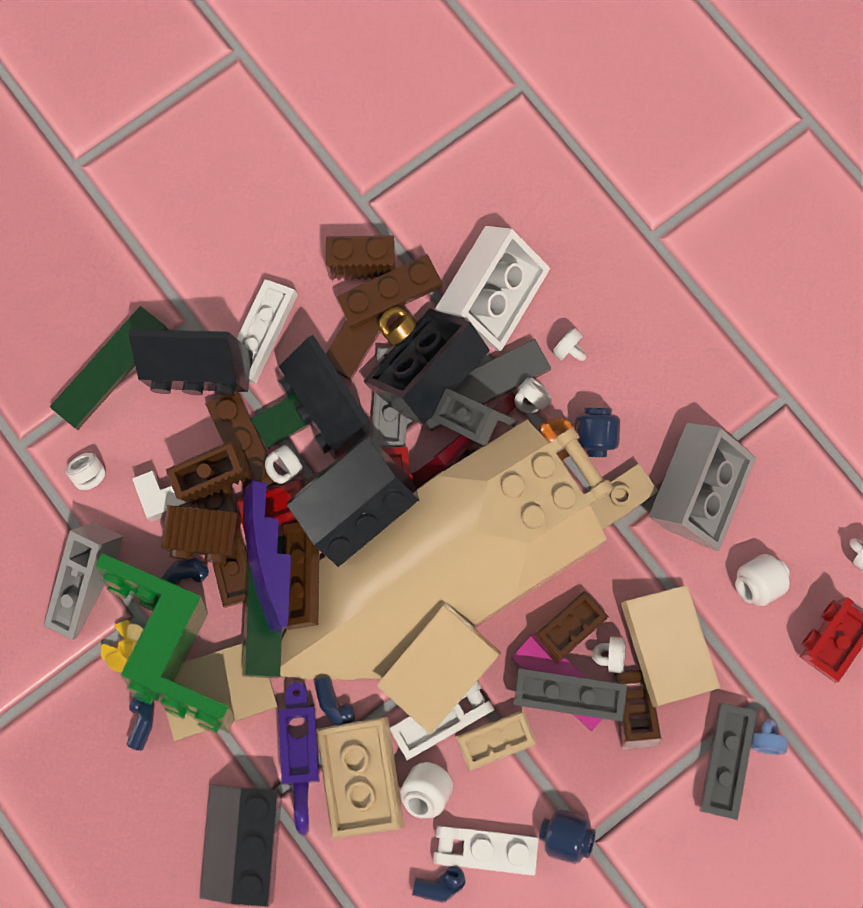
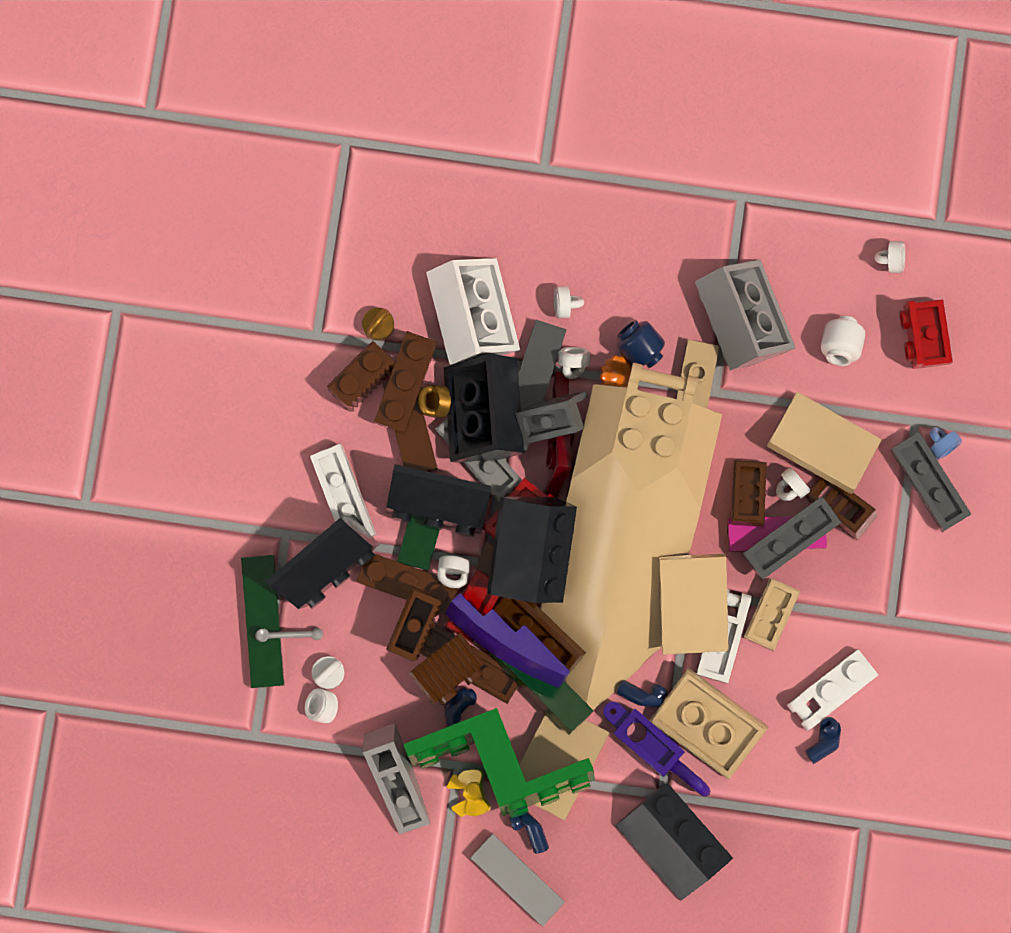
camera: 50 degrees left, 5 degrees up
(93, 751) = (517, 879): none -> light grey tile
(96, 376) = (263, 635): none -> light grey hinge
(116, 451) = (328, 672): none -> white tile
(153, 497) = (389, 679): white piece -> none
(413, 233) = (378, 324): none -> pearl gold tile
(426, 790) = (759, 689): white head -> none
(567, 836) = (876, 629): dark blue head -> none

